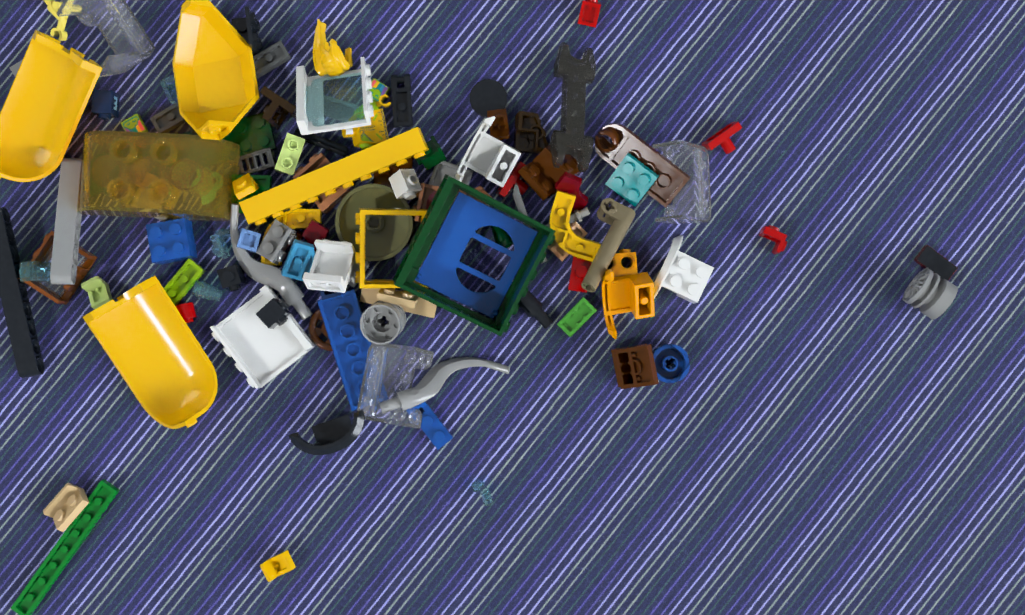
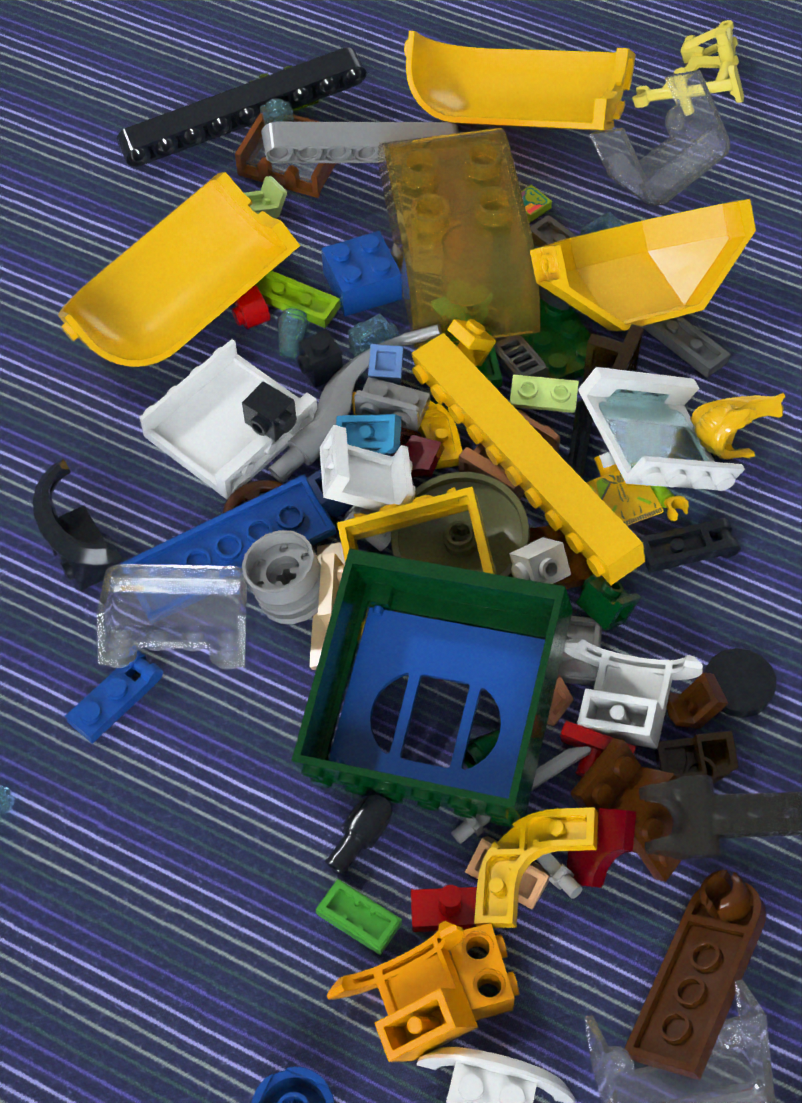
camera: 80 degrees right, 30 degrees down
(105, 104) = (554, 162): dark blue brick -> none
(248, 28) = (729, 310): black bracket -> none
(378, 89) = (699, 506): tile -> none
(433, 382) = (192, 680): light grey animal -> none
(620, 219) = (572, 958): dark tan axle -> none
(631, 179) = (661, 966): teal plate -> none
(635, 366) = (275, 1030): reddish brown bracket -> none

